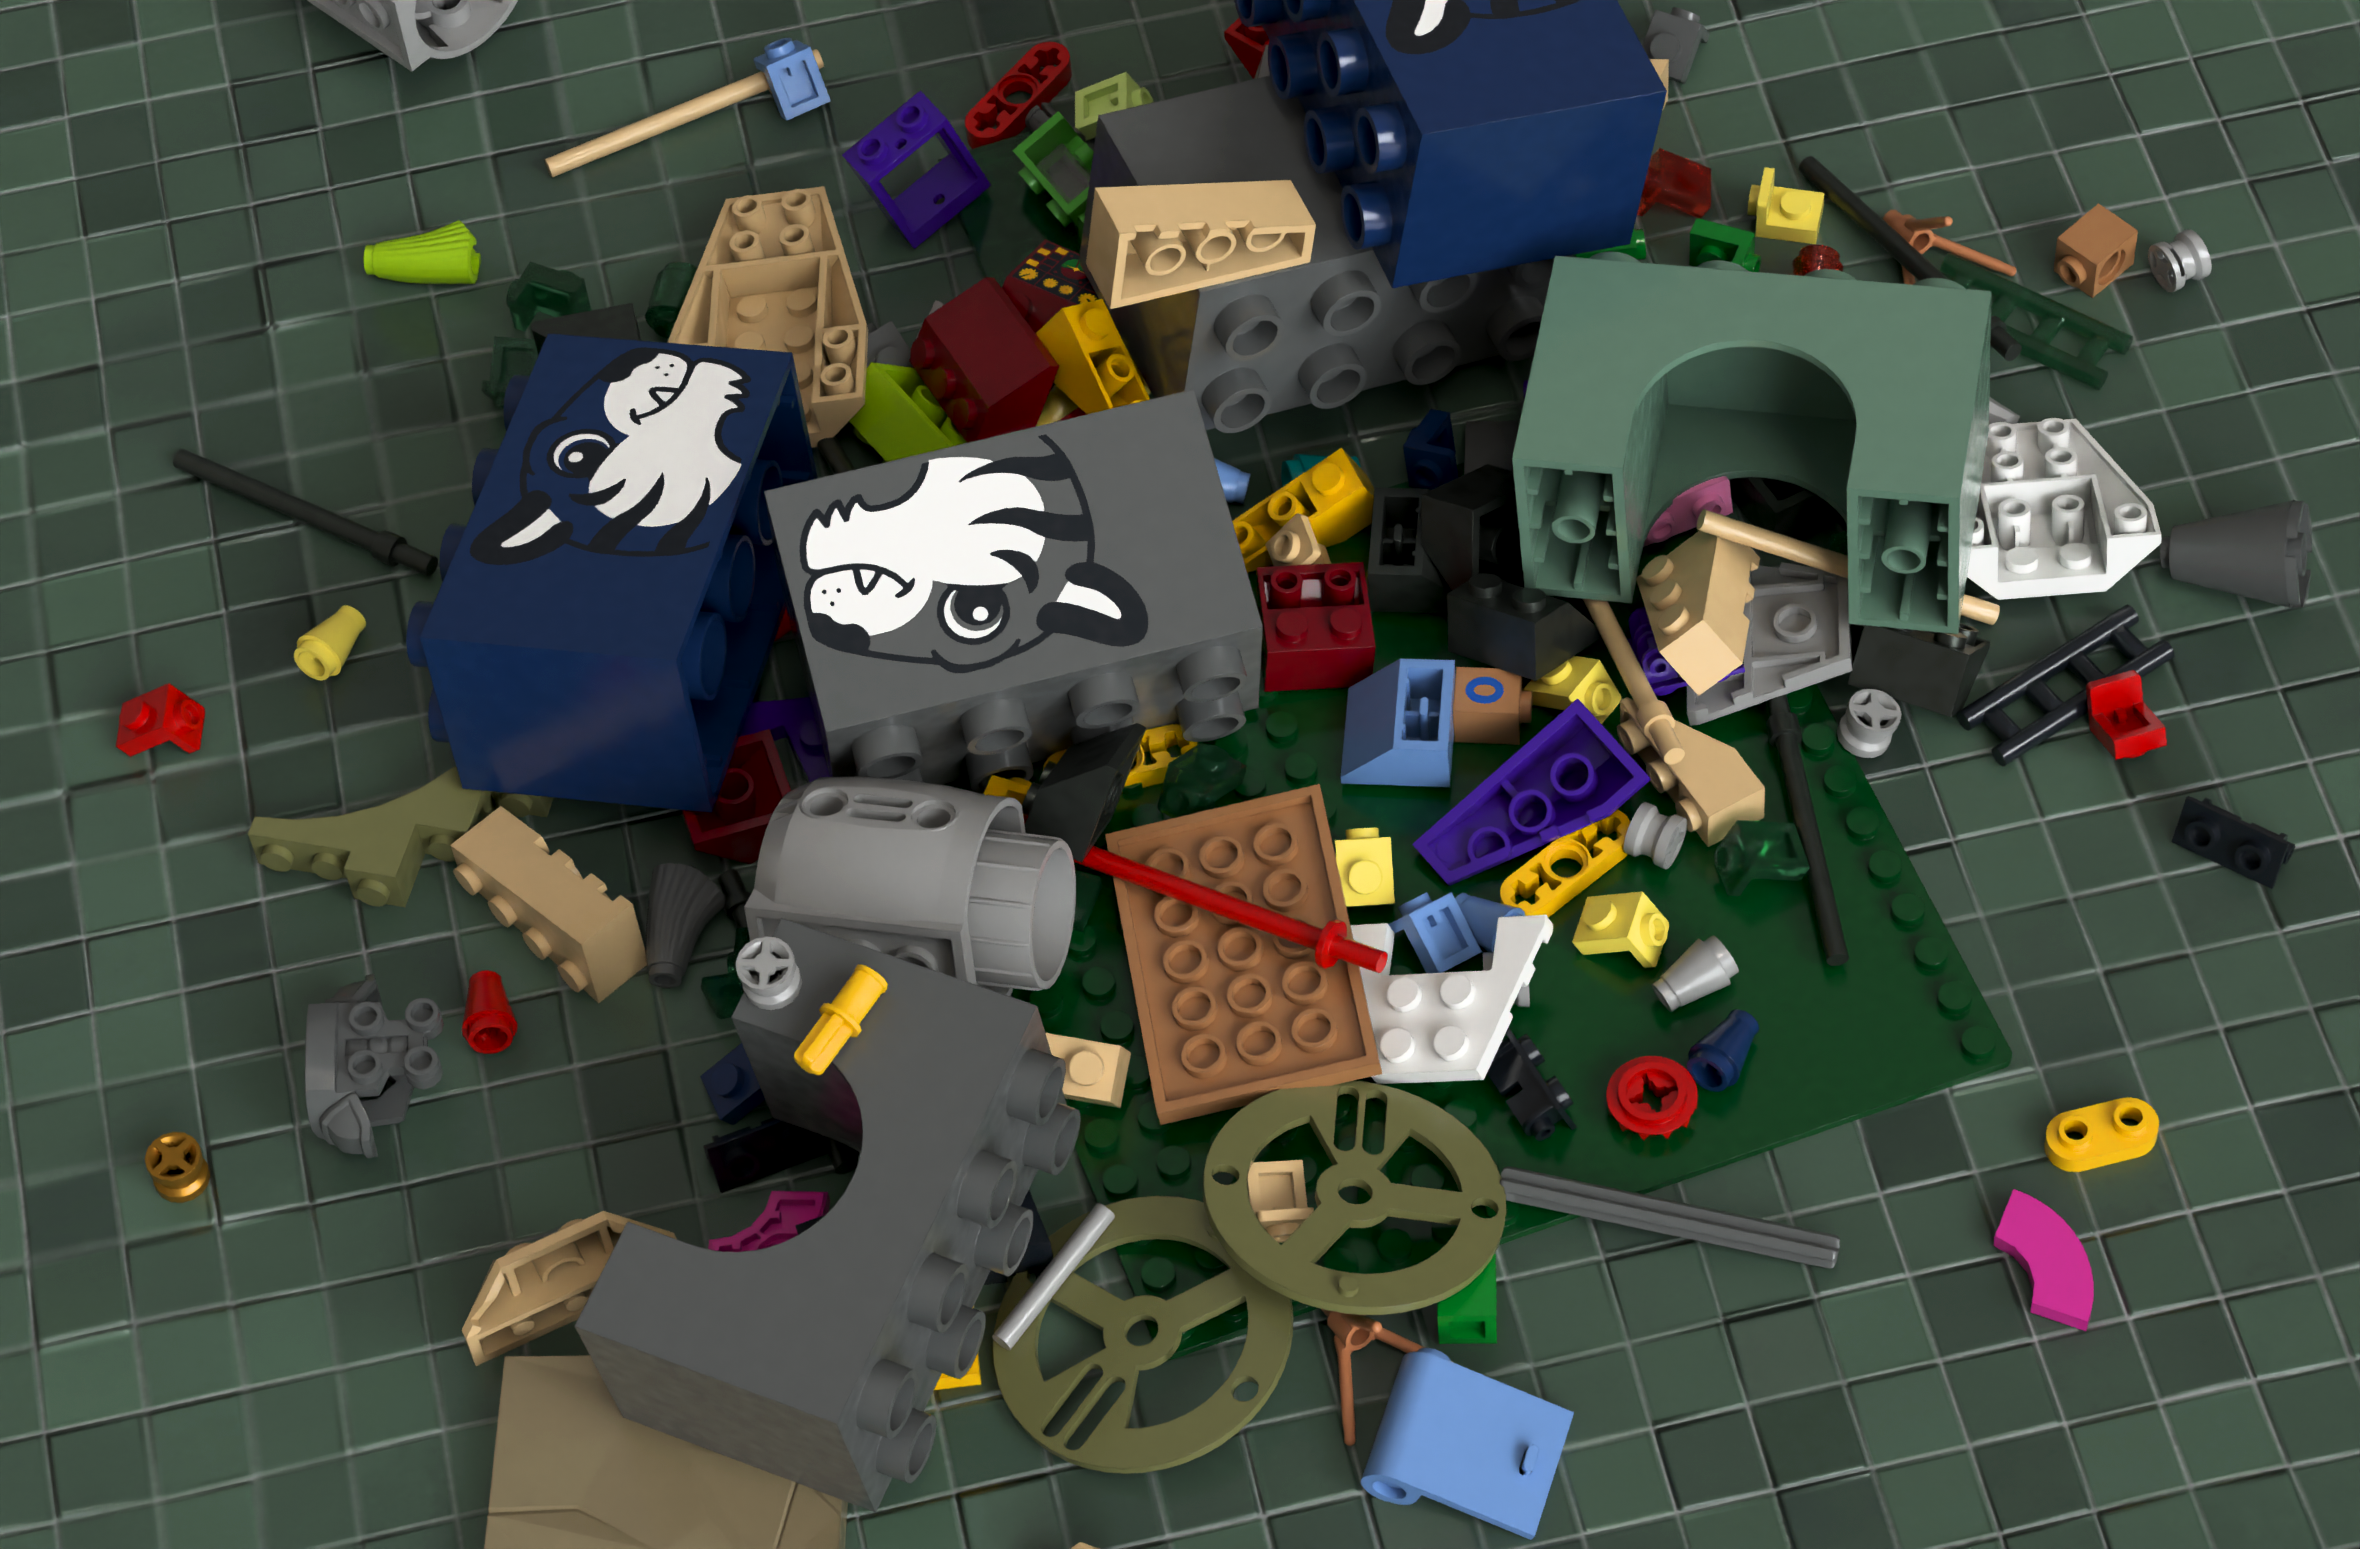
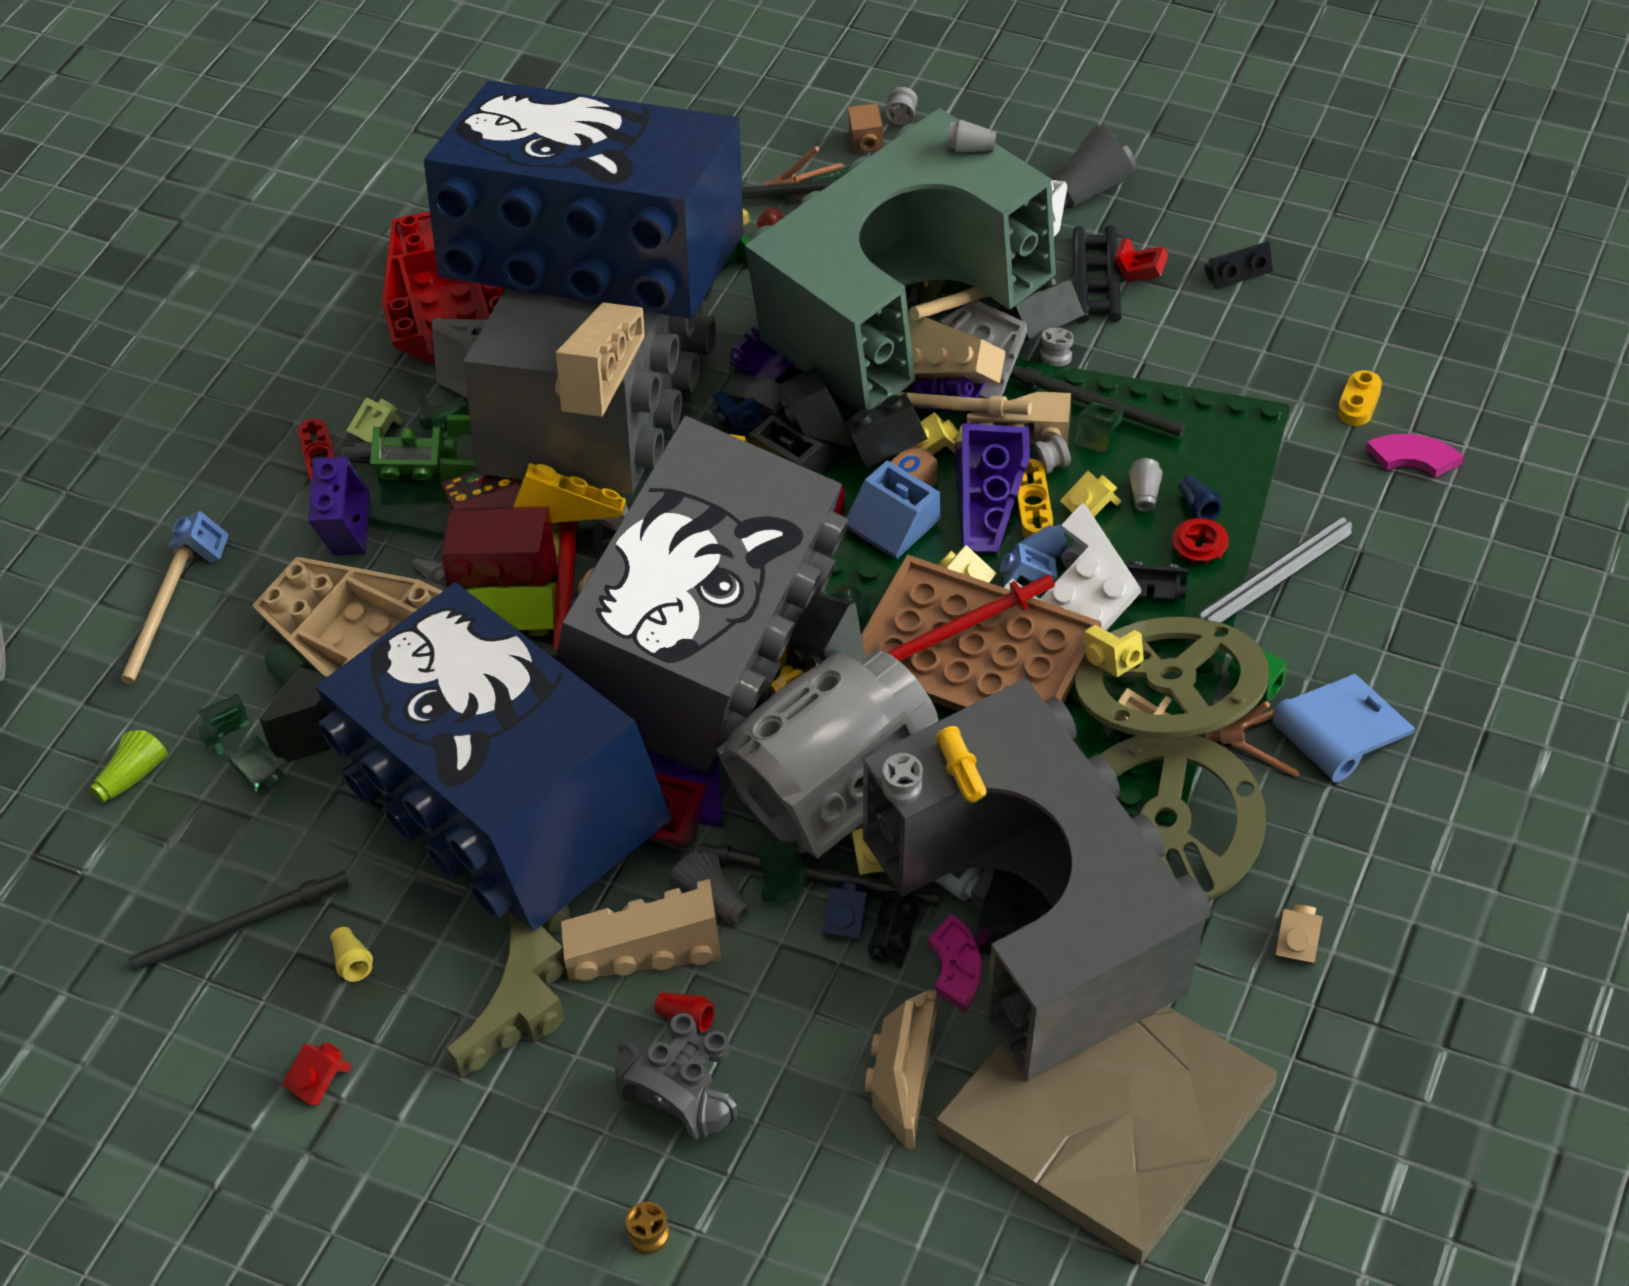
camera: 55 degrees left, 5 degrees down
(1329, 1114) = (1113, 653): none -> light yellow bracket
(1941, 358) = (970, 137): none -> light grey cone

